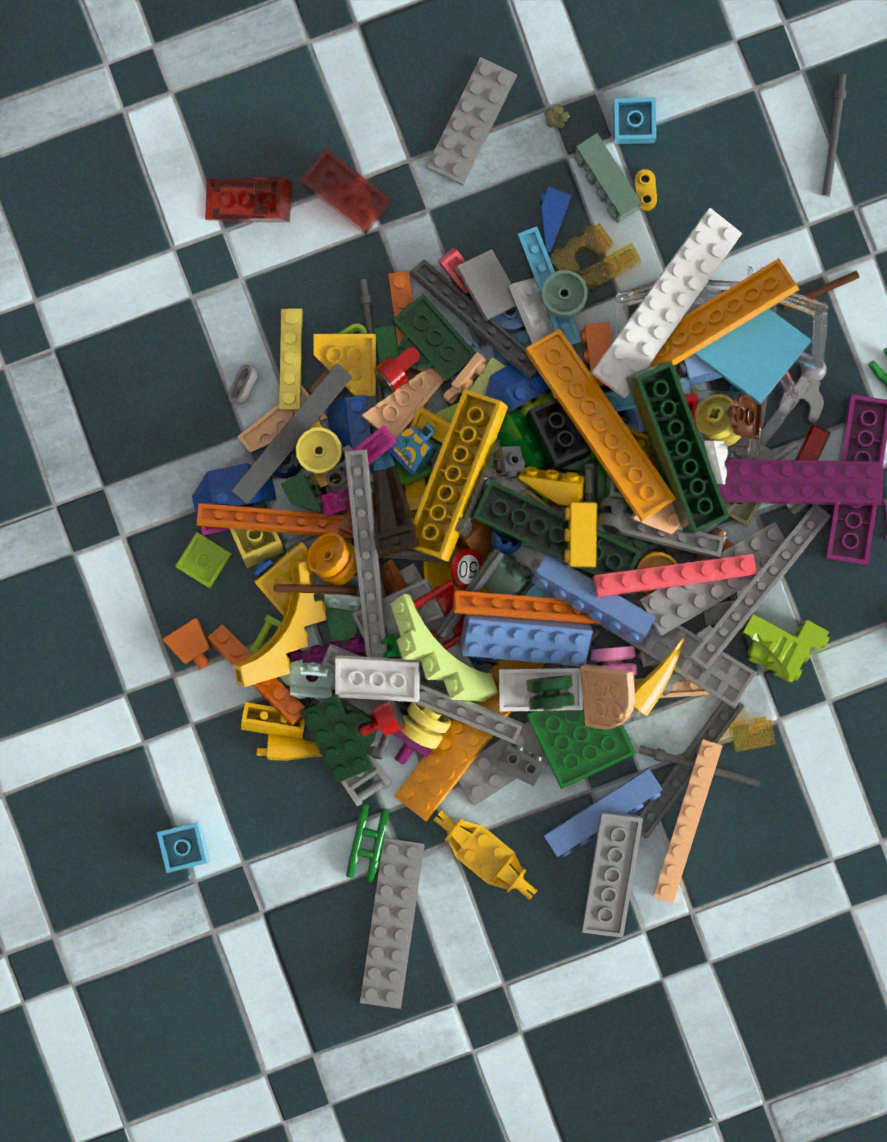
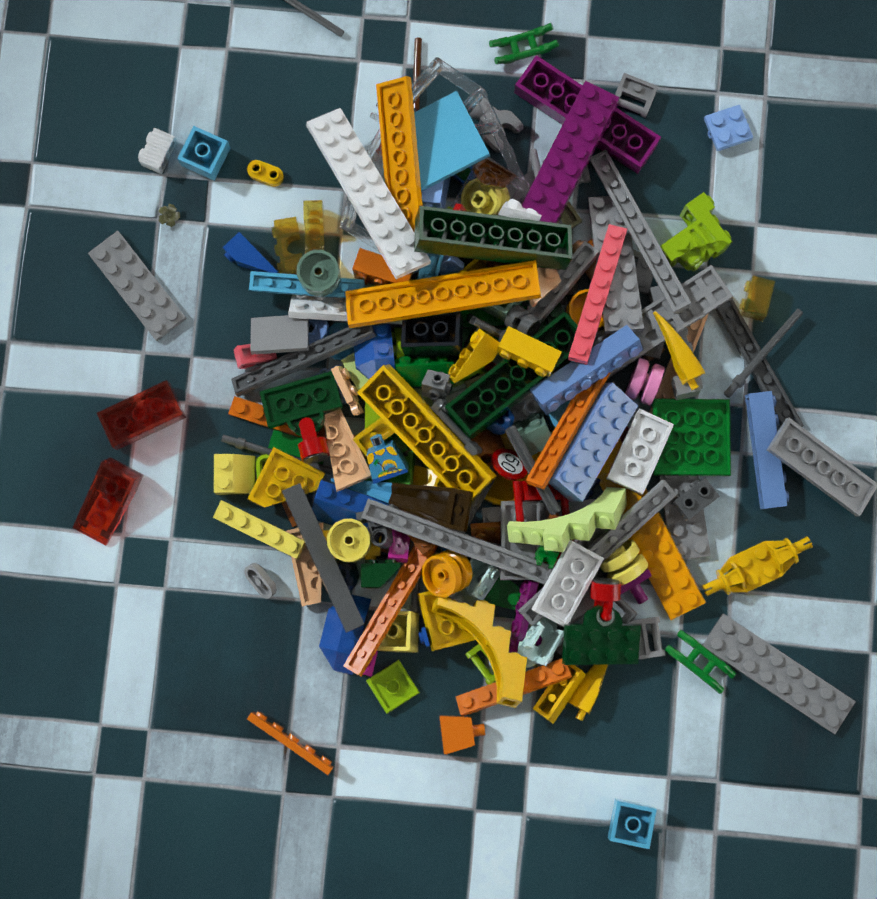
camera: 65 degrees left, 5 degrees down
(105, 489) = (291, 742): none -> orange plate
(320, 589) = (465, 601): reddish brown bar -> none
(332, 309) = (233, 474): none -> light yellow slope
(377, 443) = (366, 487): dark pink plate -> none
(550, 696) = (649, 442): dark green wheel -> none
(606, 696) = (673, 397): light nougat plate -> none
(607, 178) = (240, 196): sand green brick -> none
(615, 73) = (157, 150): none -> white brick
(687, 820) = (805, 384): light nougat plate -> none
(813, 444) = (539, 138): red tile -> none

